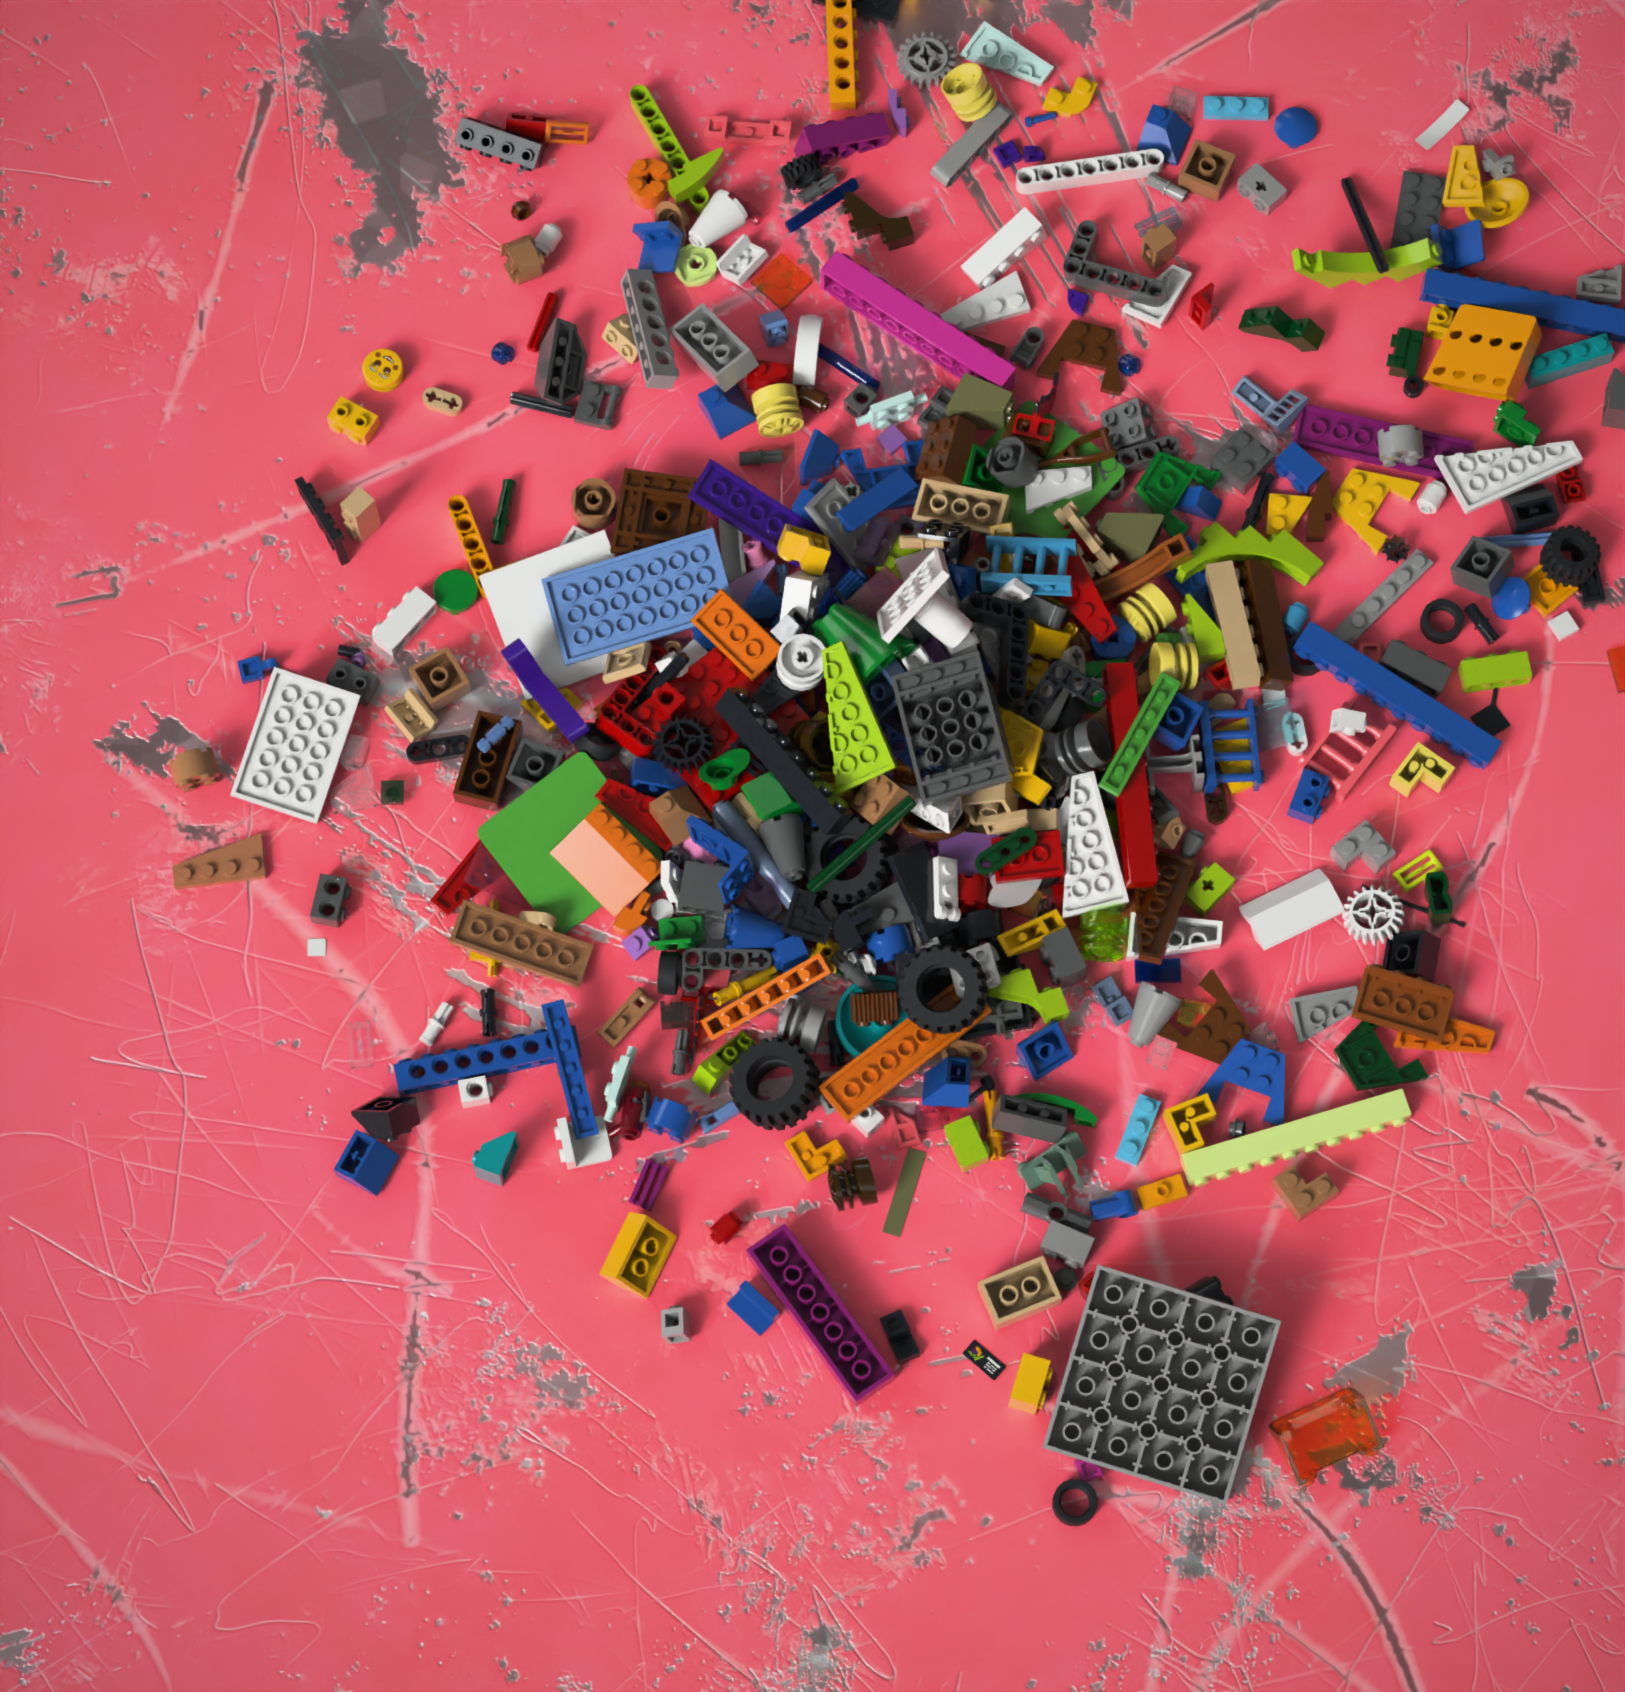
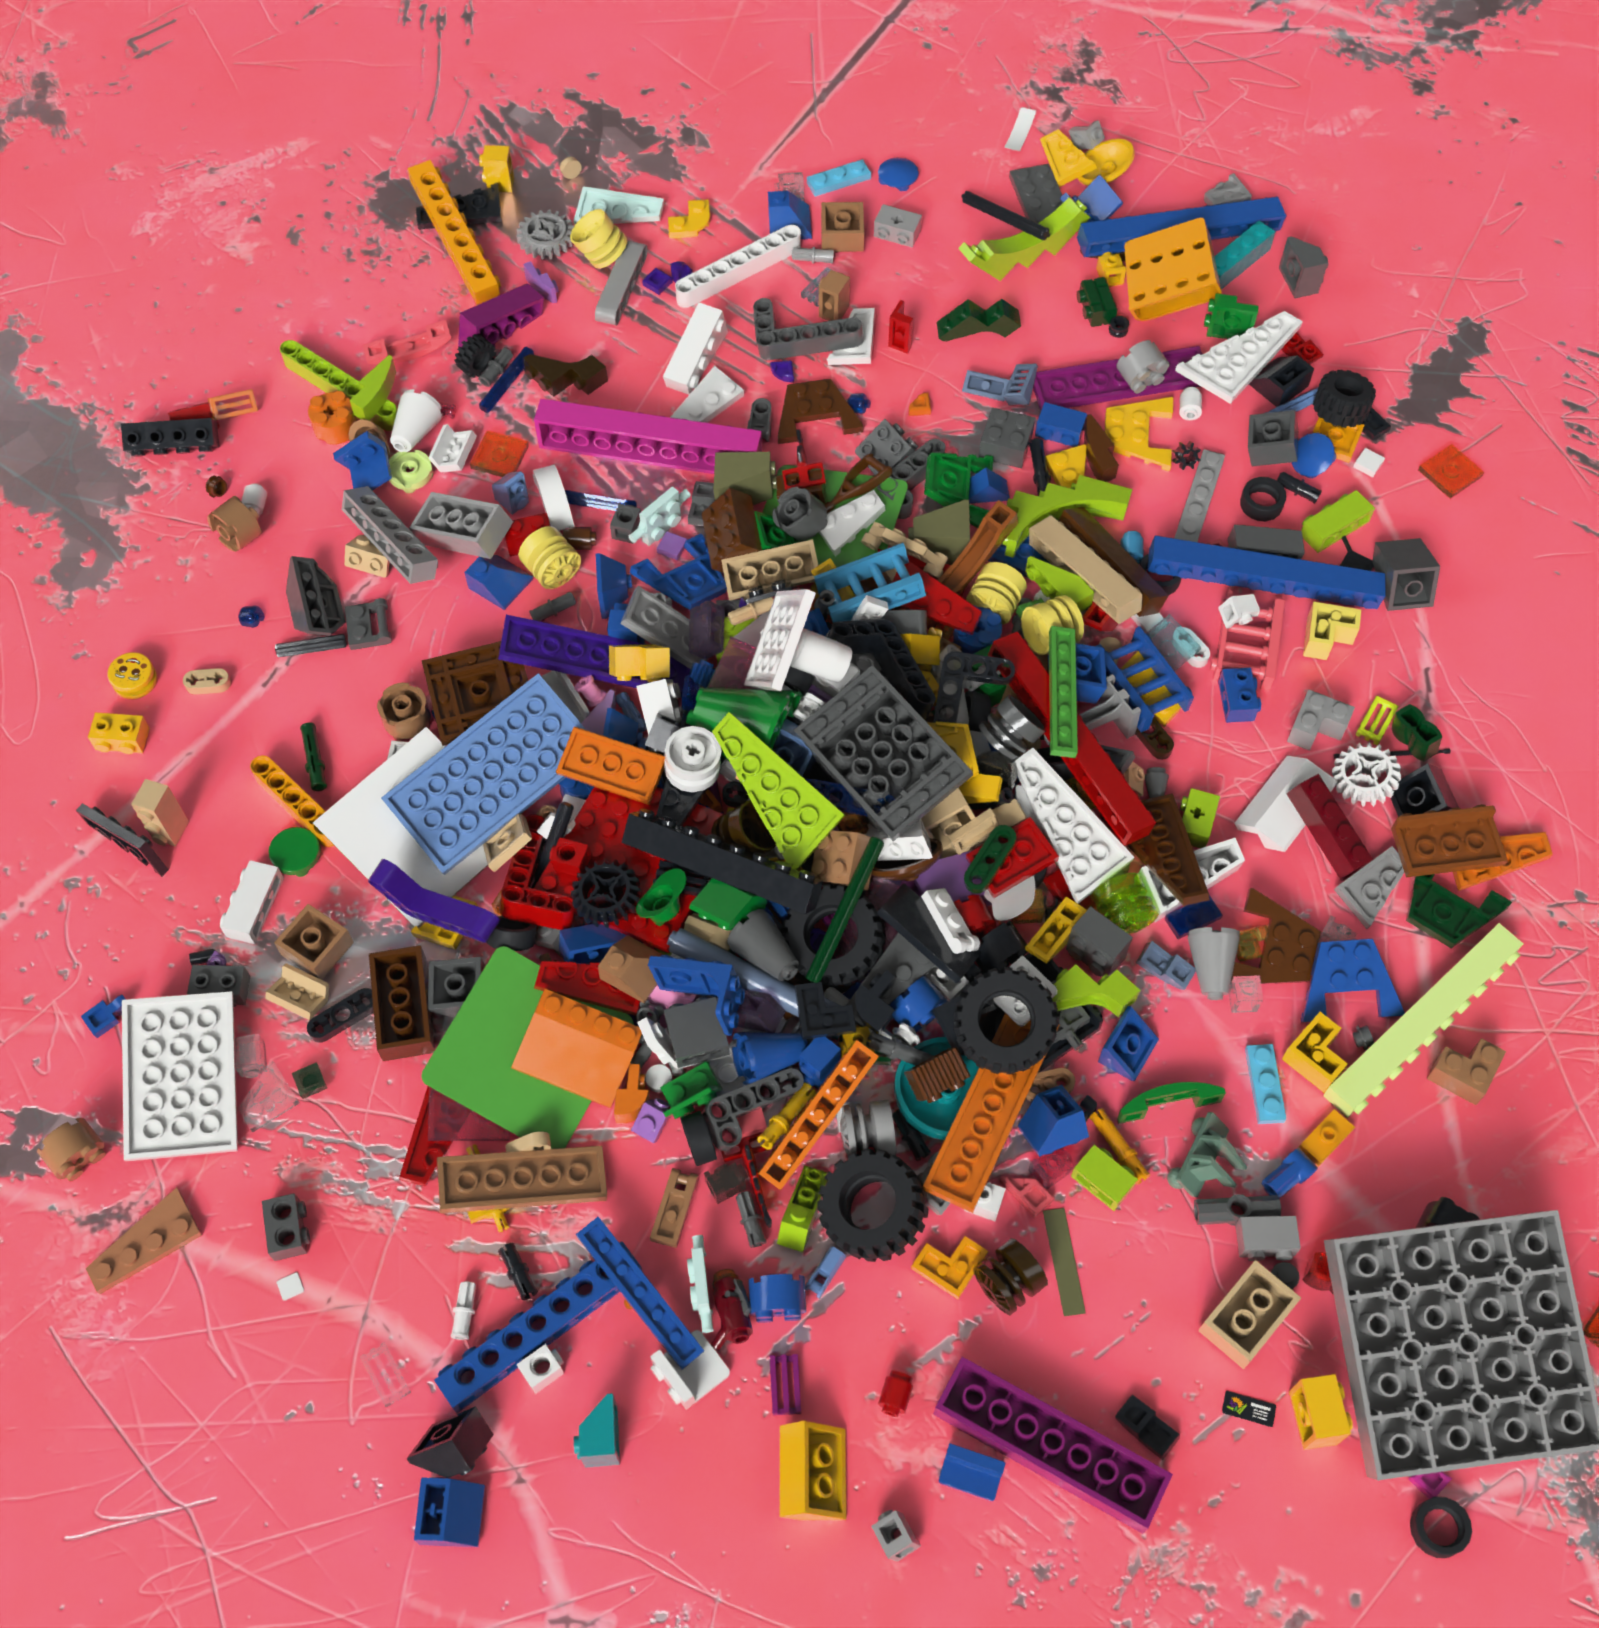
camera: 25 degrees left, 10 degrees down
(495, 734) = (398, 969): medium blue axle -> none
(542, 322) = (279, 573): red axle -> none
(875, 499) = (685, 595): blue slope -> none
(1029, 1118) = (1156, 1120): dark grey brick -> none
(1037, 119) = (663, 249): blue piece -> none
(1184, 391) = (920, 405): none -> orange tile
(1310, 946) = (1329, 826): none -> dark red brick
(1523, 748) = (1409, 573): none -> dark grey slope

